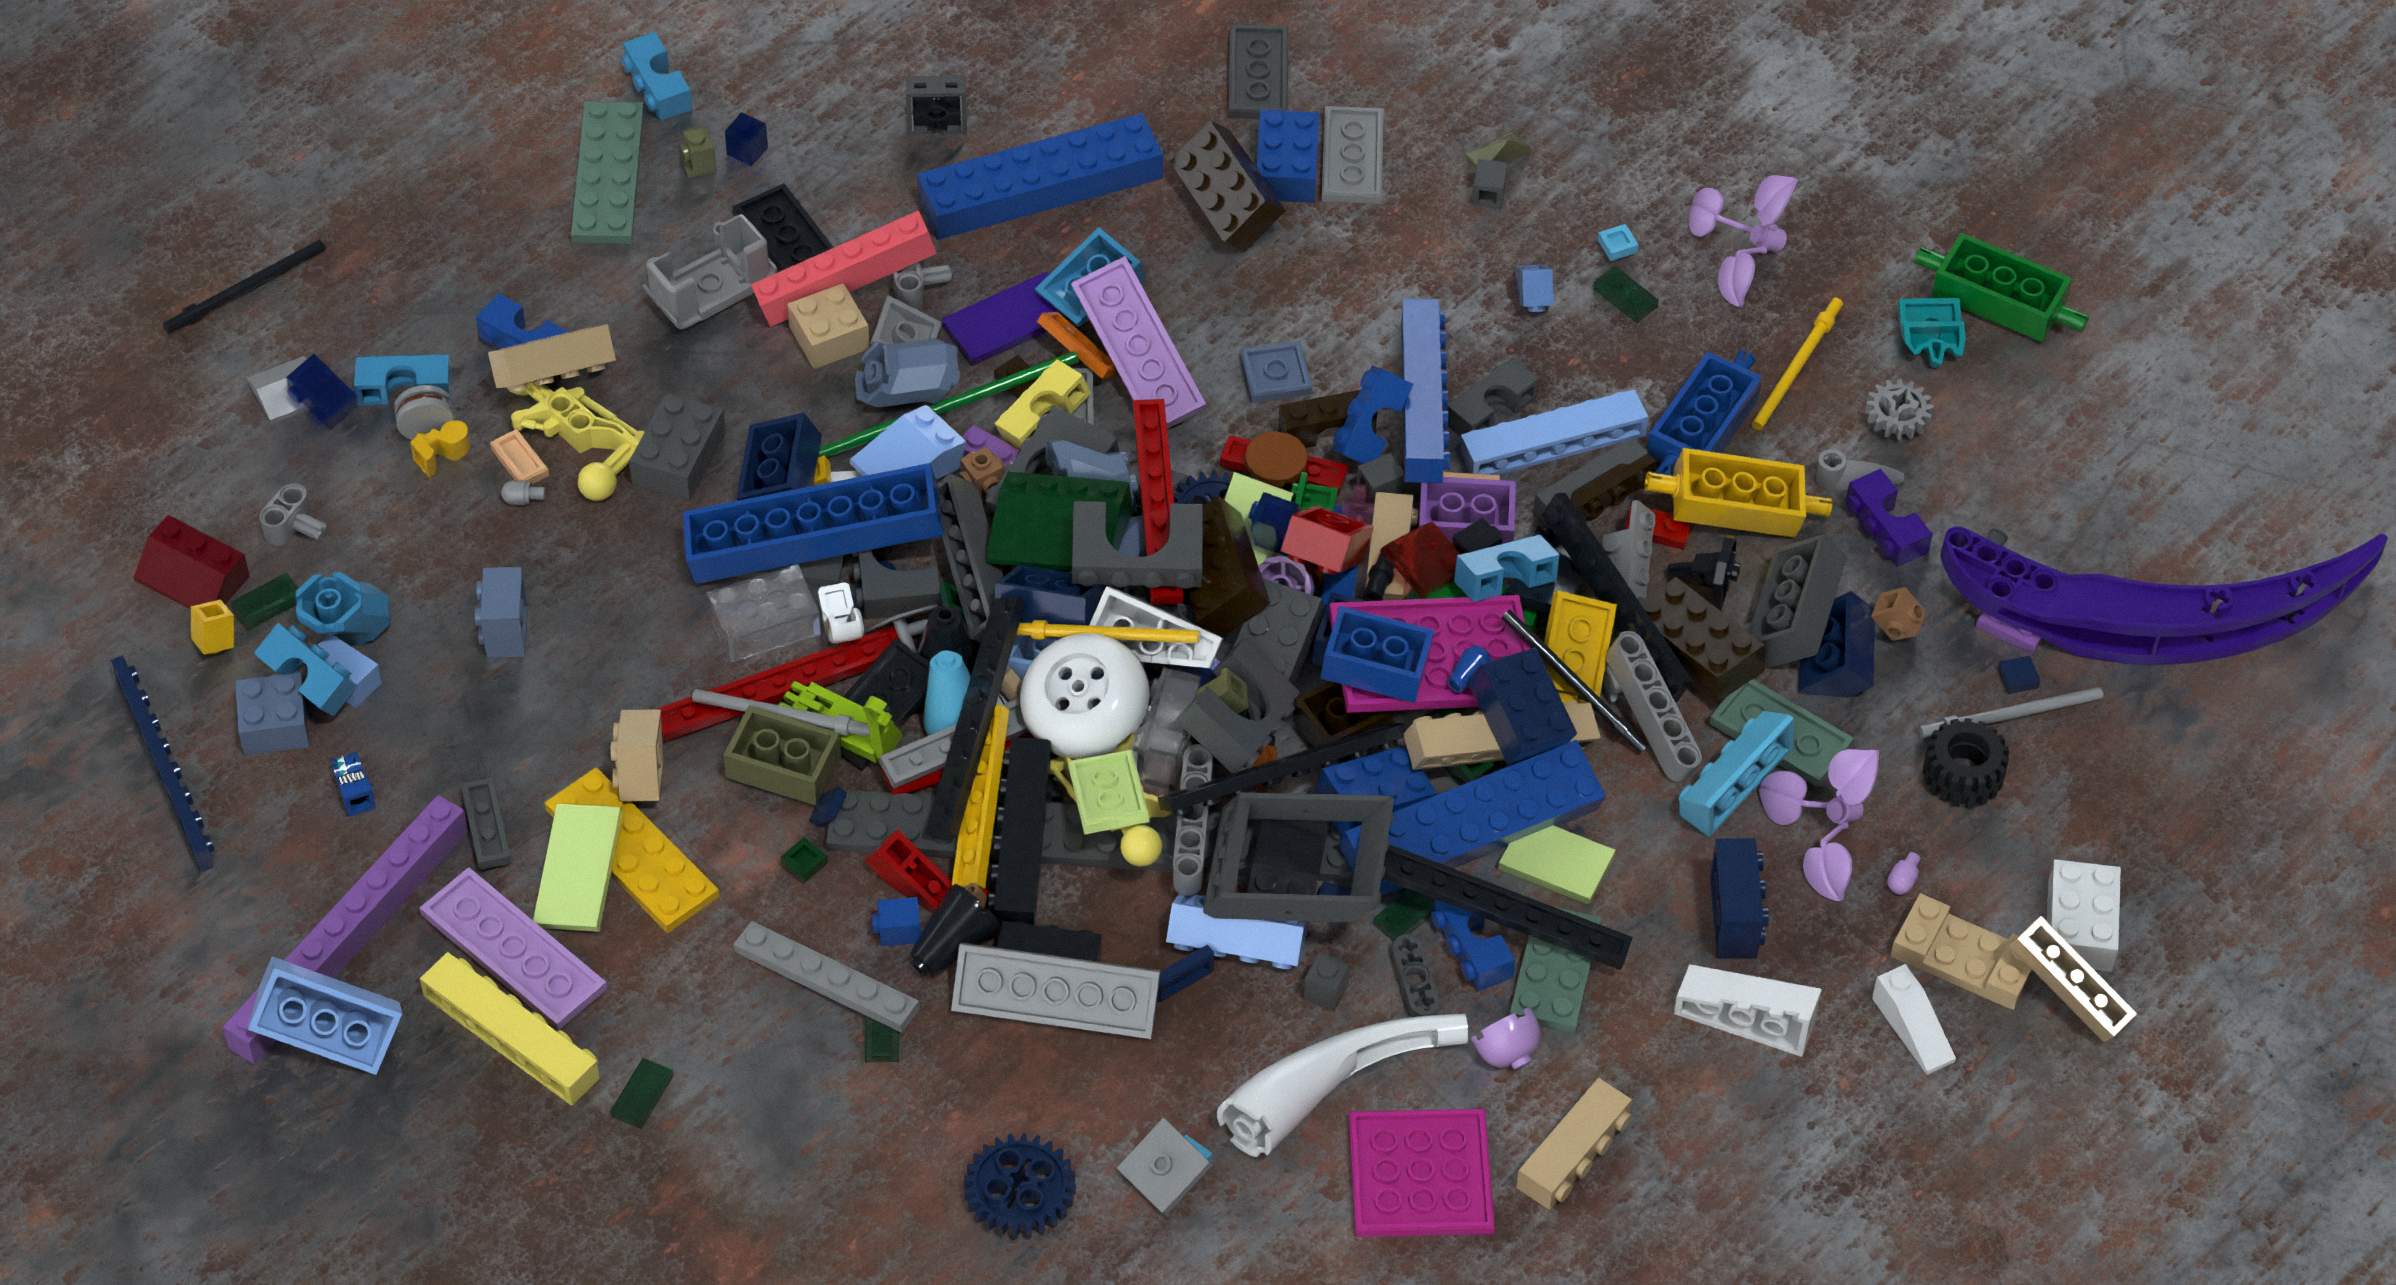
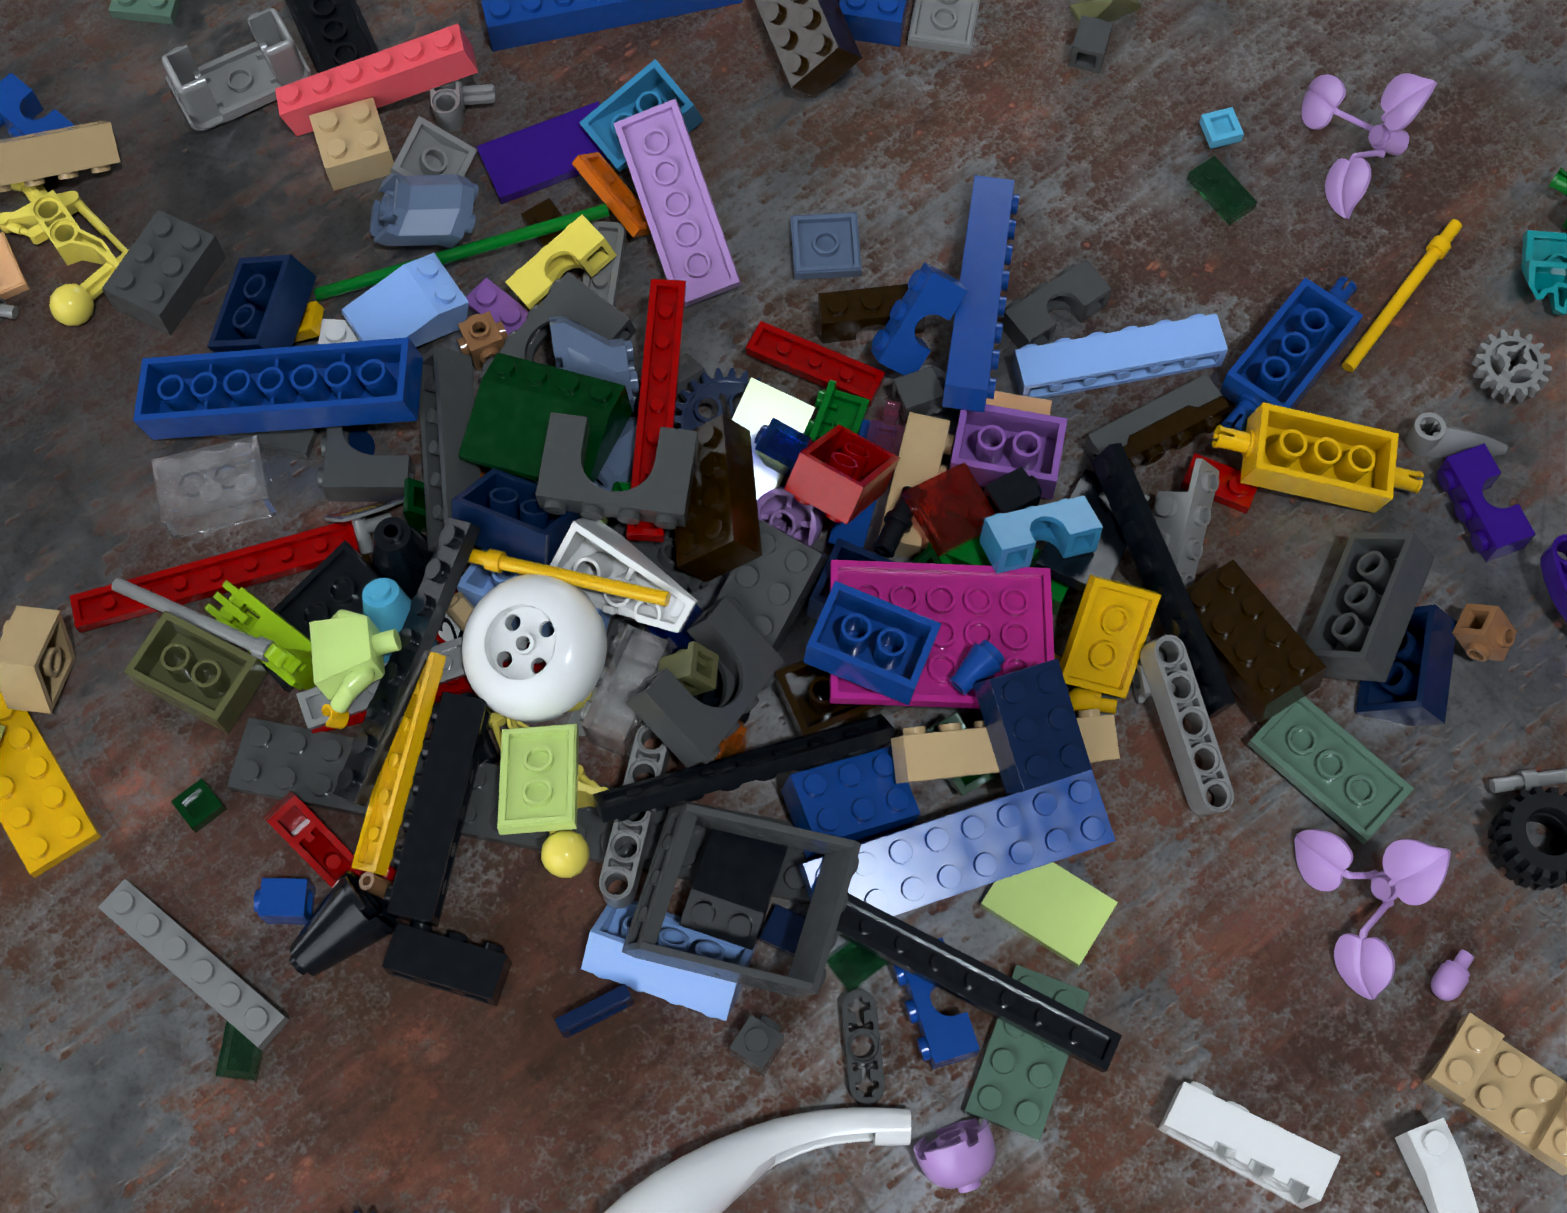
camera: 10 degrees right, 15 degrees up
(828, 806) = (237, 741): dark blue tile -> none
(839, 616) = (296, 502): white animal -> none
(927, 718) = (347, 660): none -> yellowish green torso
(1056, 990) = (443, 1021): light grey plate -> none
(1276, 458) = (806, 357): dark orange tile -> none
(1535, 286) = (1123, 172): medium blue slope -> none
(1619, 726) = (1143, 739): black bar -> none
(1711, 570) = (1273, 551): black piece -> none
(1737, 771) = (1272, 822): medium azure slope -> none
(1738, 898) = (1253, 996): dark blue brick -> none

